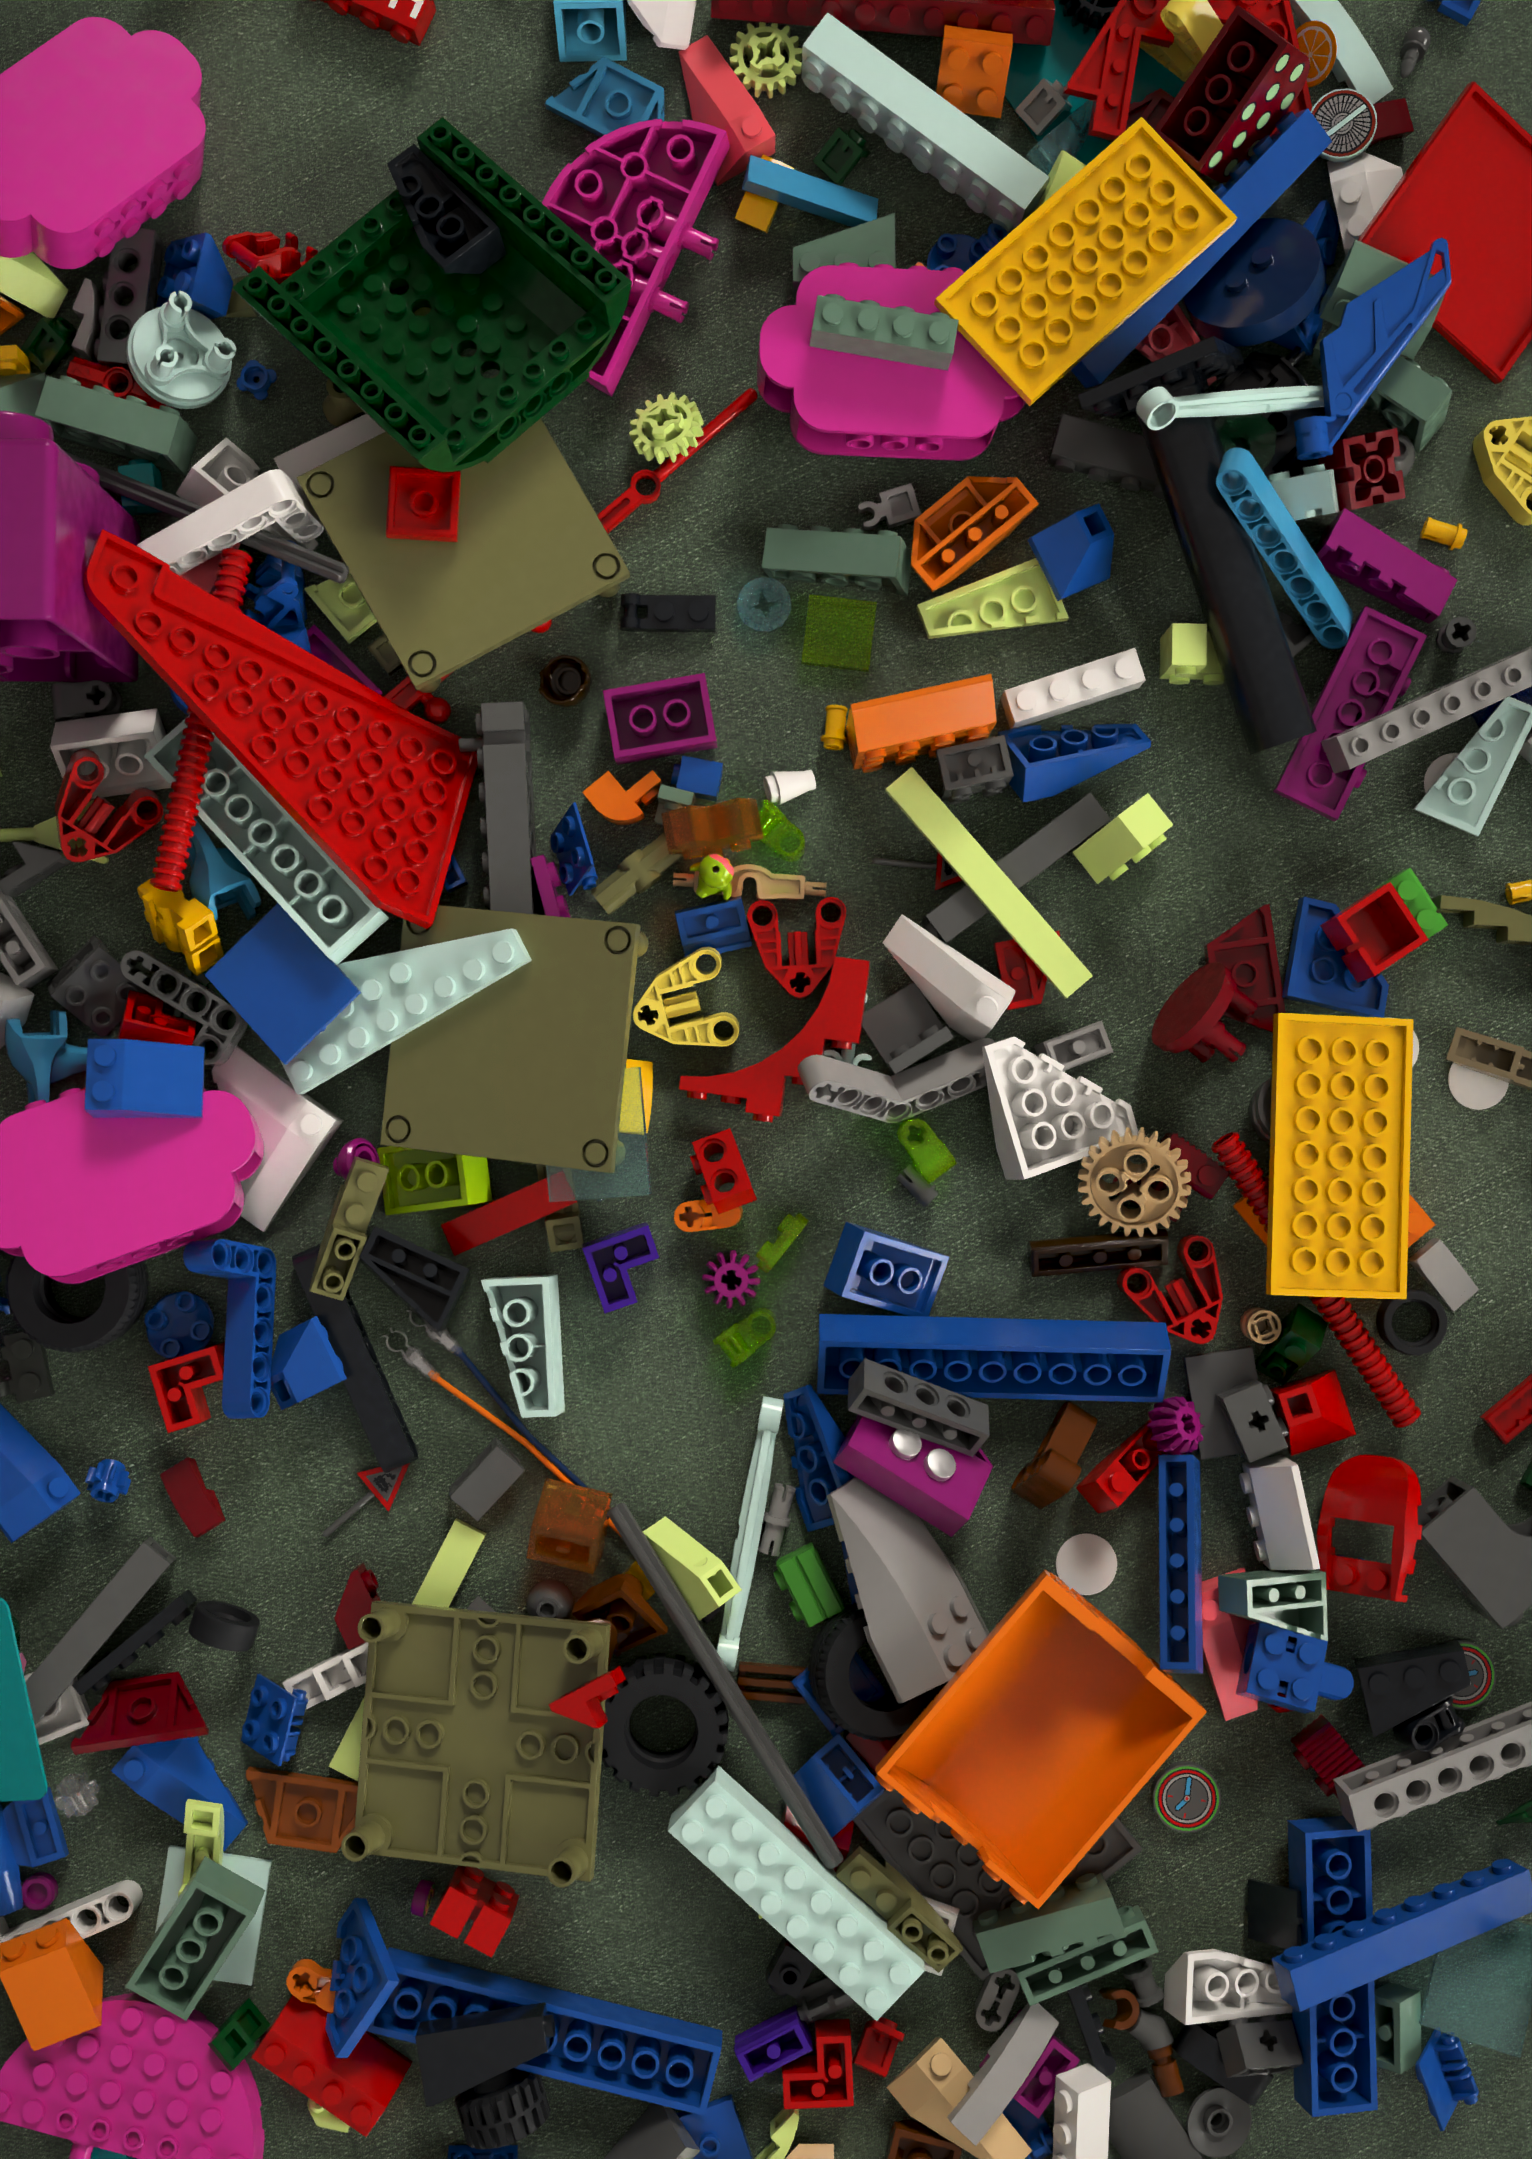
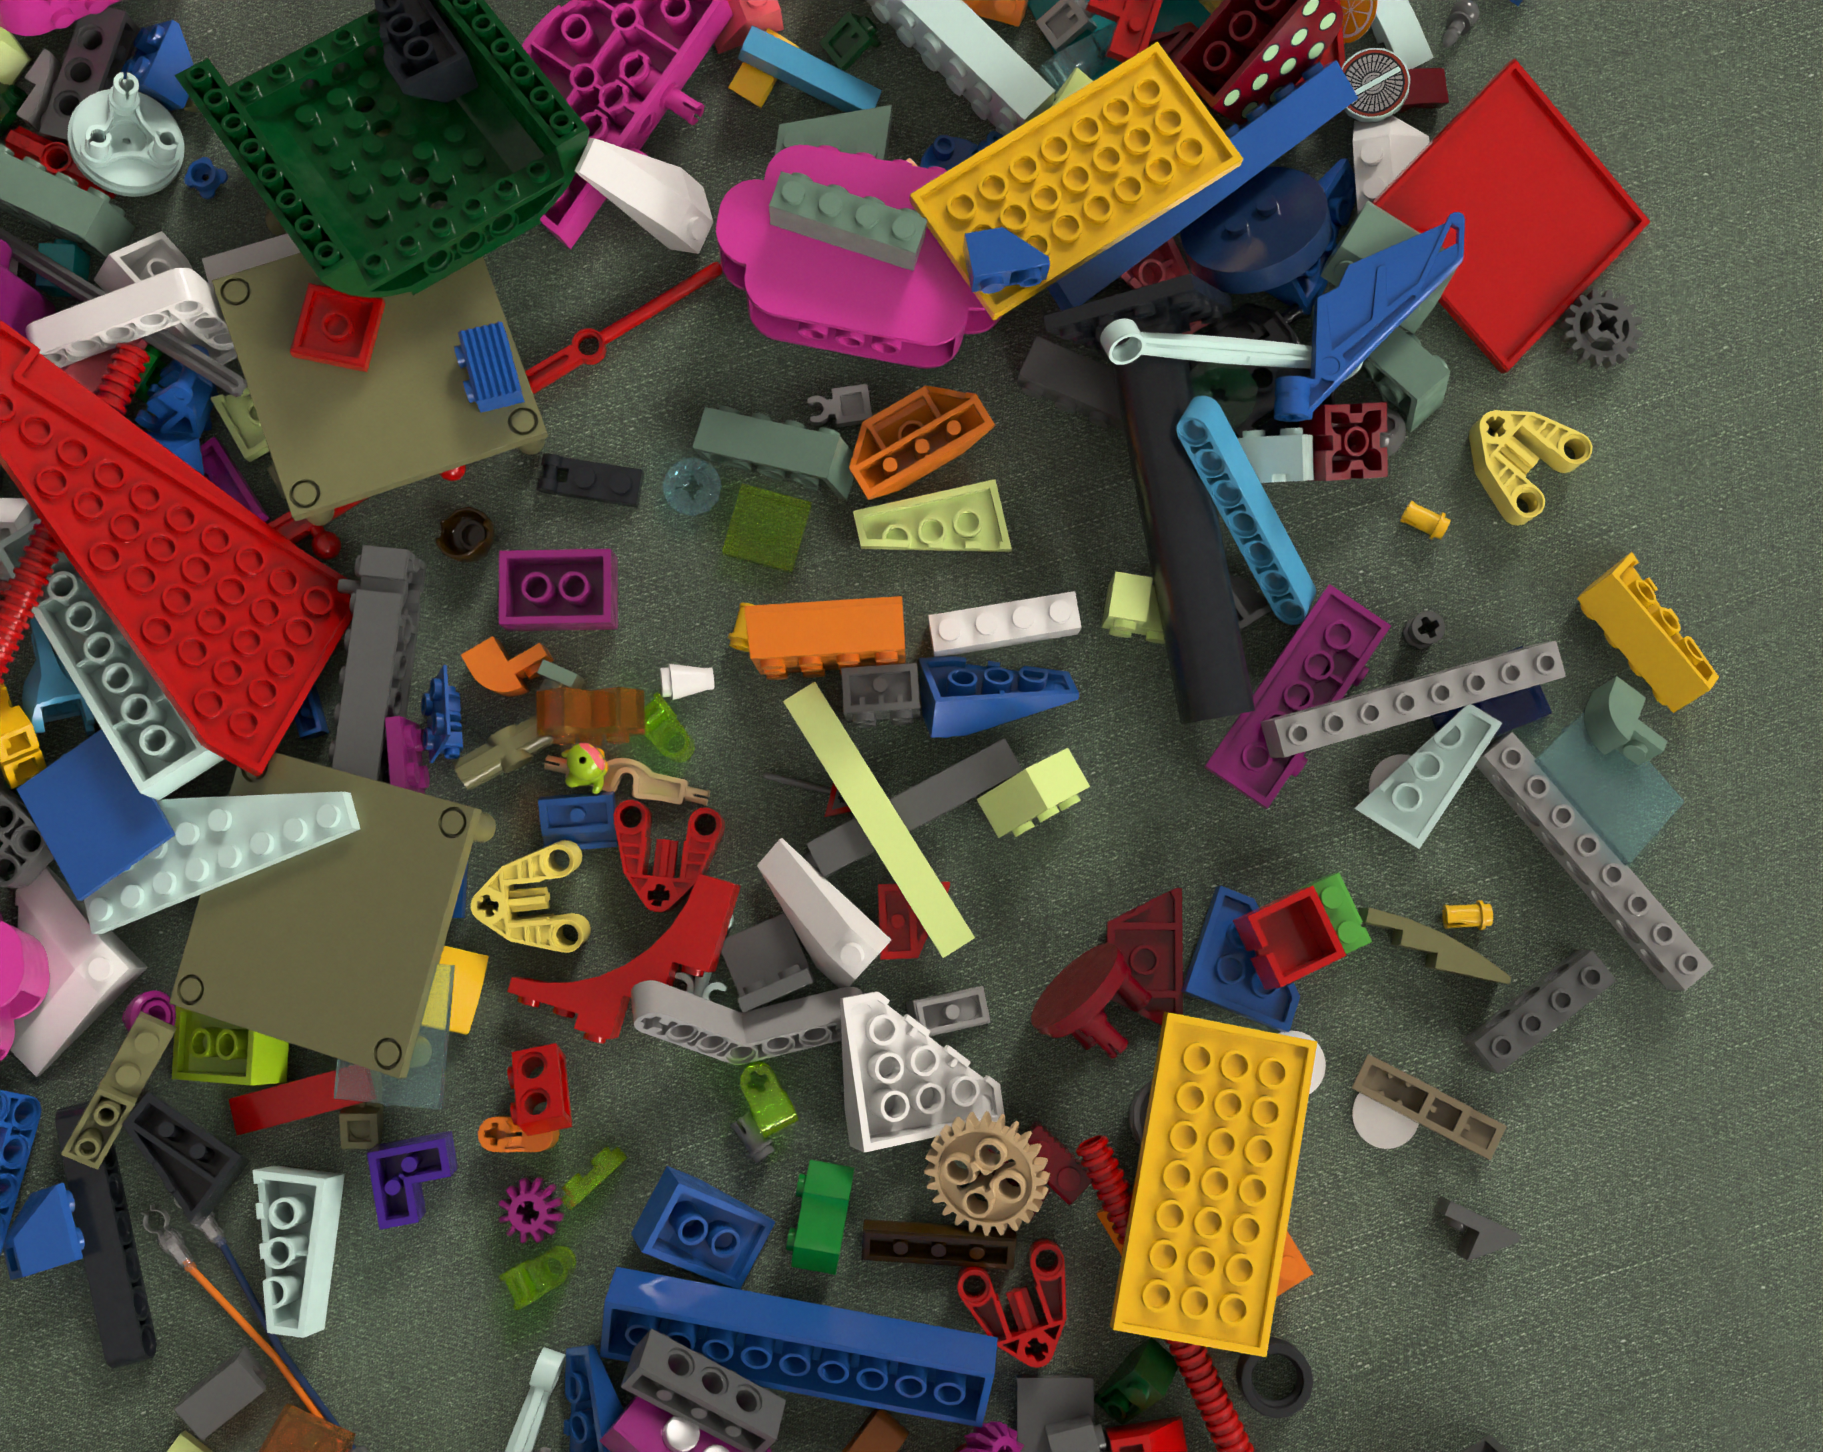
camera: 15 degrees right, 5 degrees down
(264, 251) = (232, 51): red piece -> none
(381, 1484) = (110, 1383): piece -> none
(570, 520) = (489, 366): none -> blue brick
(666, 428) = (619, 289): yellowish green gear -> none
(686, 333) = (650, 192): none -> white wedge
(698, 776) = (590, 658): blue brick -> none
(991, 1244) = (822, 1216): none -> green brick
(1031, 348) = (1002, 259): none -> blue slope
(1075, 551) = (1028, 481): blue slope -> none
(1253, 1323) = (1102, 1348): tan wheel -> none
(1384, 567) = (1355, 546): magenta wedge -> none
(1443, 1273) = (1318, 1327): light grey slope -> none

